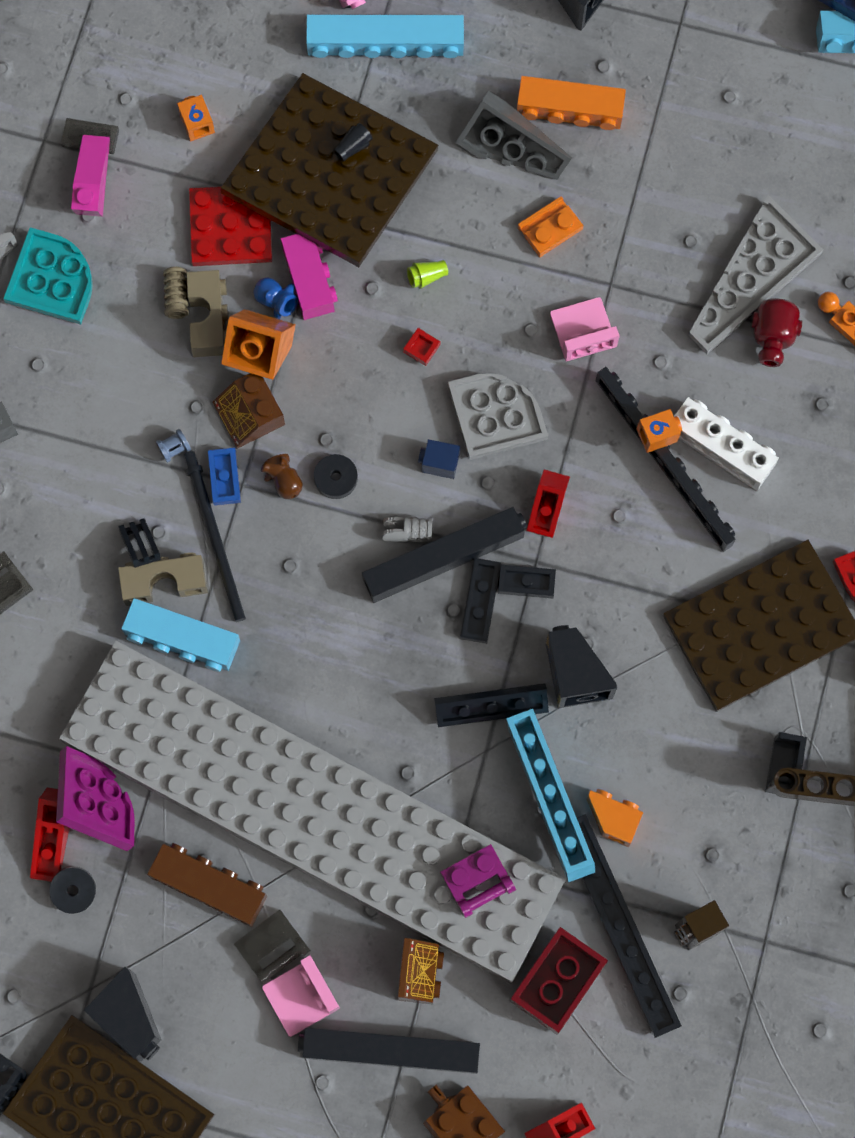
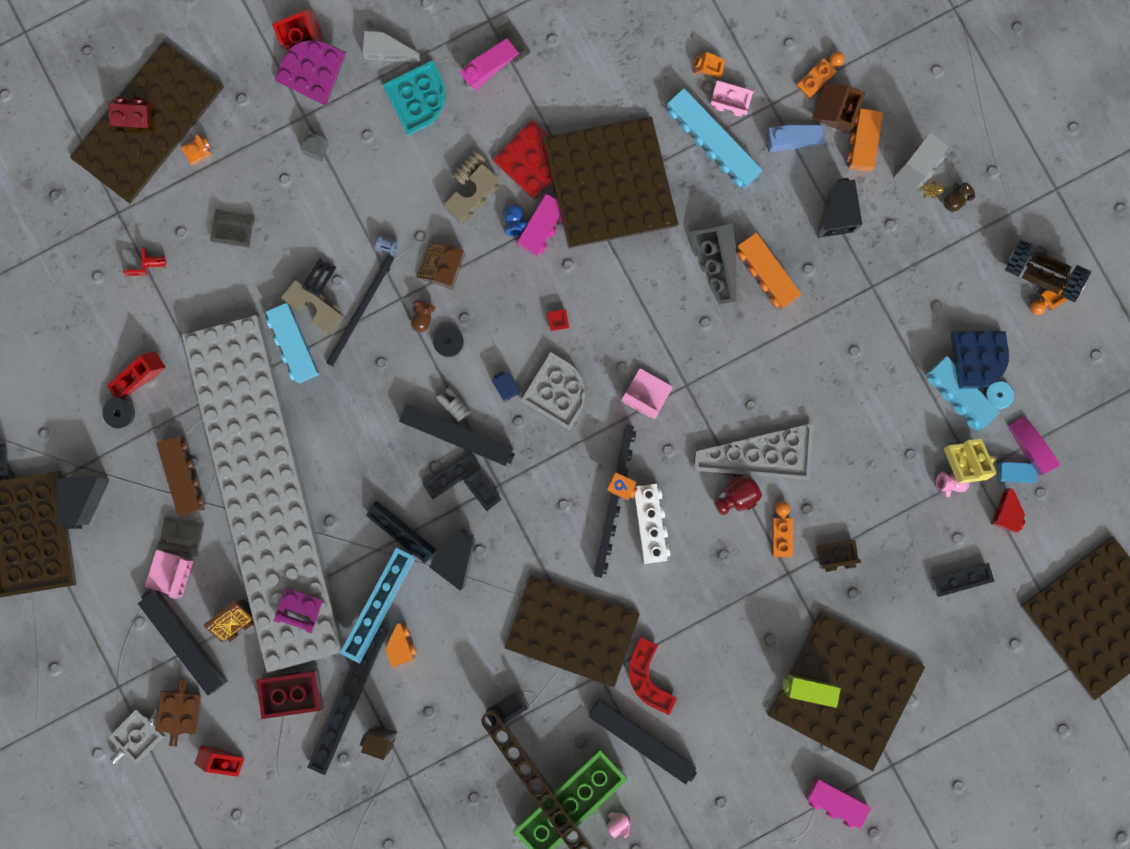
camera: 50 degrees right, 10 degrees up
(93, 800) = (166, 382): magenta plate -> none
(195, 117) = (573, 85): orange brick -> none
(224, 476) = (394, 286): blue plate -> none
(257, 343) = (476, 236): orange slope -> none
(353, 141) = (632, 180): black cone -> none
(425, 273) = (601, 285): lime cone -> none
(548, 503) = (534, 463): red slope -> none
(550, 226) = (688, 324): orange plate -> none

